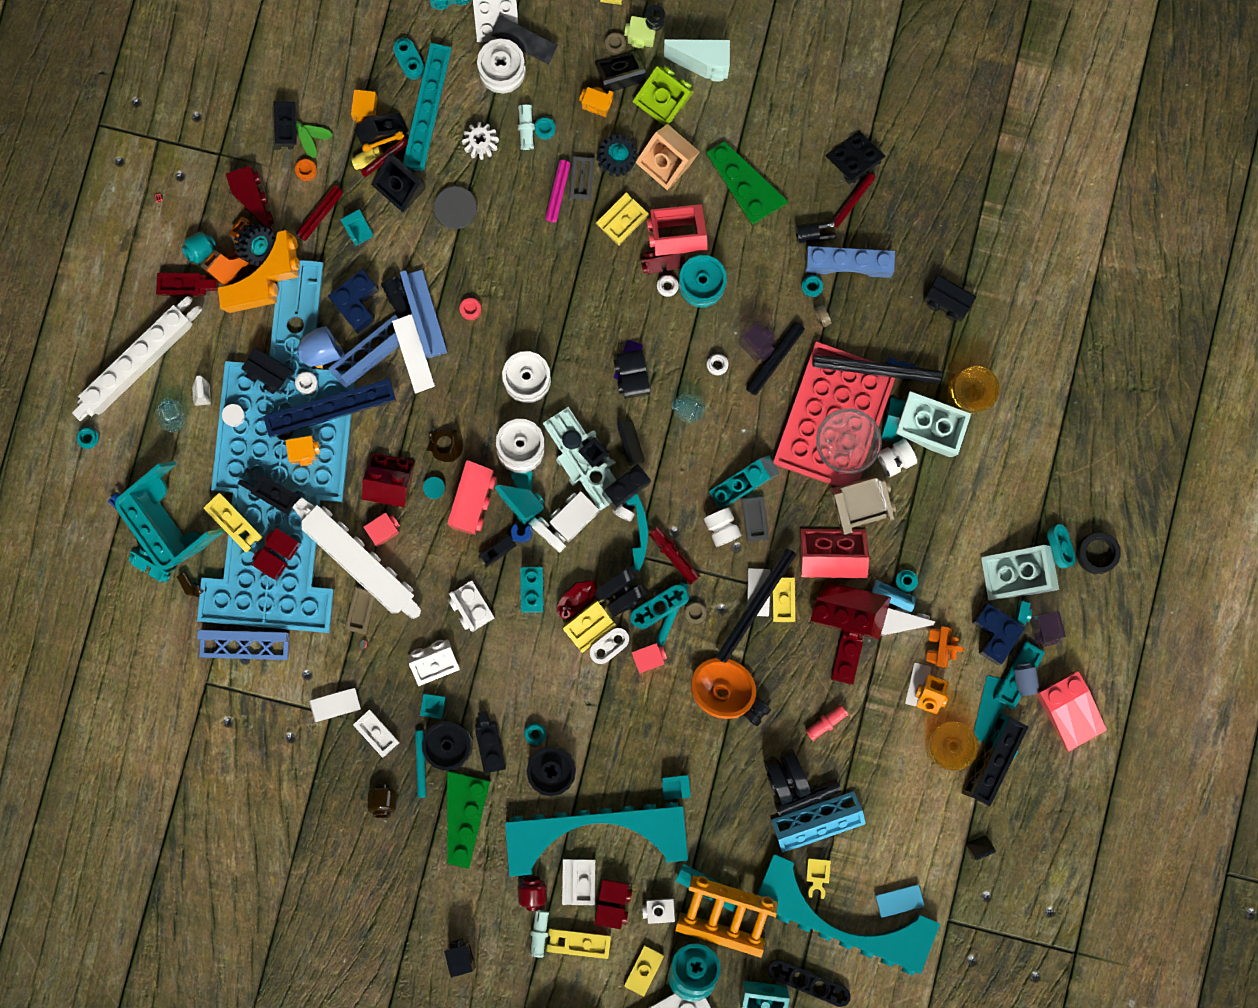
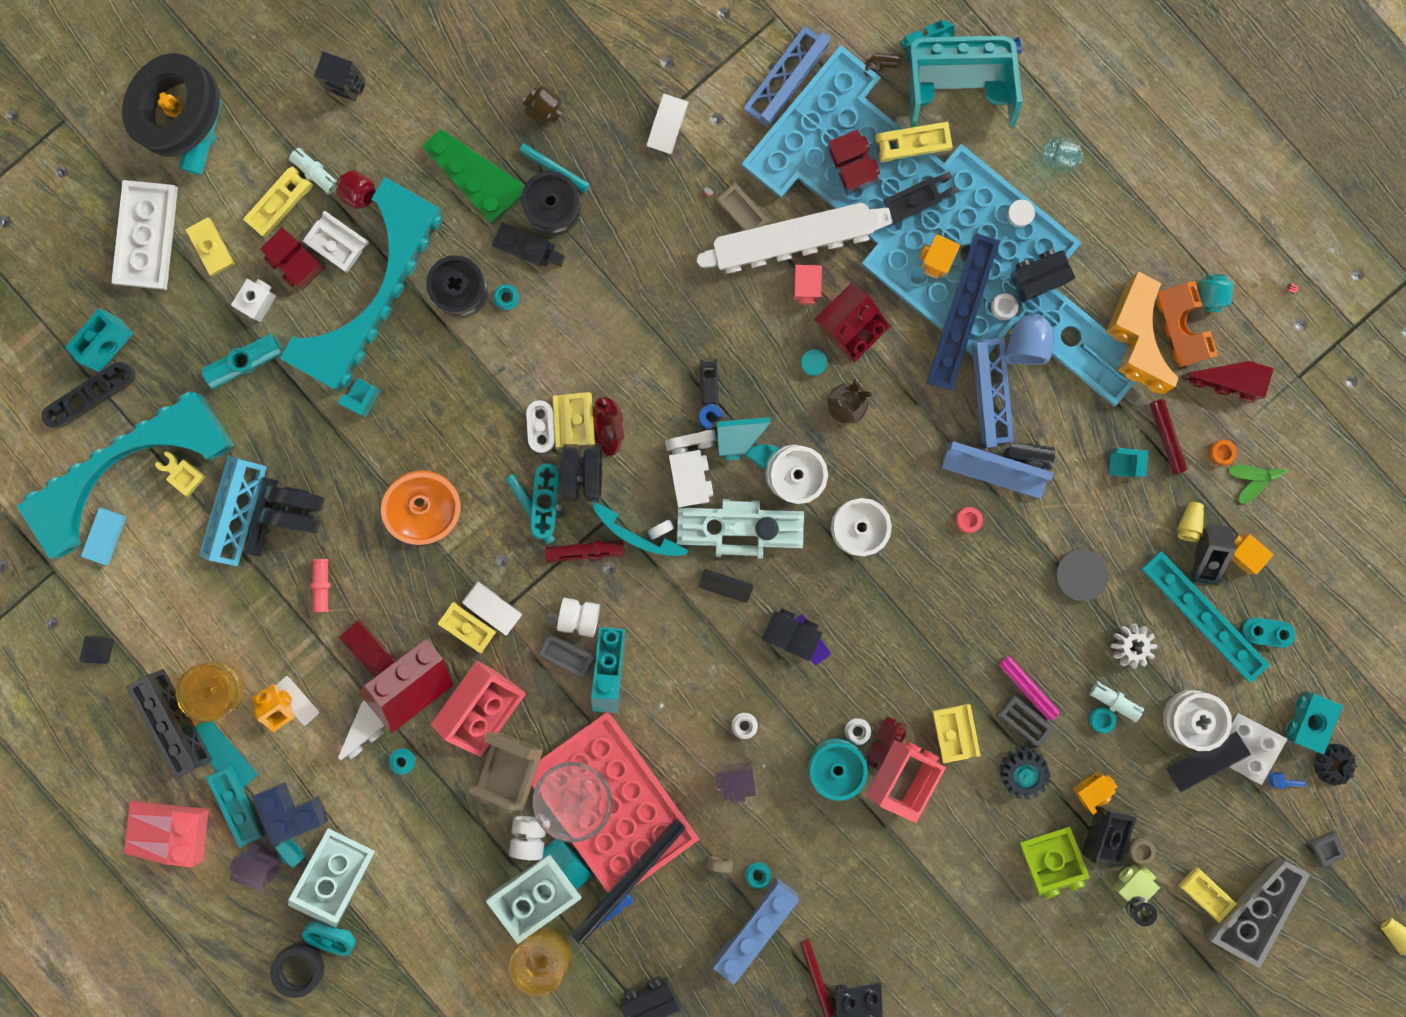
camera: 125 degrees right, 5 degrees up
(83, 433) = (1099, 53): teal plate -> none
(136, 360) = (1142, 156): white hinge -> none
(184, 284) = (1186, 254): dark red hinge -> none
(201, 391) = (1066, 199): white slope -> none
(254, 243) = (1182, 347): black wheel -> none
(284, 125) = (1284, 461): black hinge -> none
(350, 300) = (1059, 405): dark blue brick -> none
(366, 147) = (1194, 567): light orange hinge -> none
(371, 167) = (1182, 538): dark red bar -> none
(376, 733) = (612, 144): white plate -> none
(398, 183) = (1145, 534): black slope -> none
(413, 353) = (961, 431): white sticker -> none
(432, 662) = (643, 245): white bracket -> none
(432, 706) = (600, 216): teal plate -> none
(471, 606) = (672, 318): white bracket -> none
(472, 498) = (776, 390): coral slope -> none
(532, 589) = (646, 388): teal brick -> none
(593, 452) = (739, 541): black slope -> none
(626, 487) = (680, 548): black brick -> none
(649, 658) = (501, 456): coral brick -> none
(667, 156) = (989, 822): light nougat slope -> none
(688, 408) = (719, 666): clear light blue head -> none
(693, 985) = (164, 305): teal wheel -> none
(695, 613) = (515, 532): dark tan tile -> none
(702, 57) = (1069, 928): light aqua slope -> none
(720, 934) = (191, 342): light orange fence -> none
(745, 184) = (906, 881): green wing -> none
(756, 605) = (478, 596): black axle -> none
(757, 711) = (375, 525): black wheel -> none
(775, 359) = (709, 787): black axle -> none
(810, 231) = (812, 913): black hinge -> none
(897, 596) = (388, 742): medium azure tile -> none
(943, 637) = (322, 758): orange hips -> none
(1026, 679) = (222, 810): sand blue brick -> none

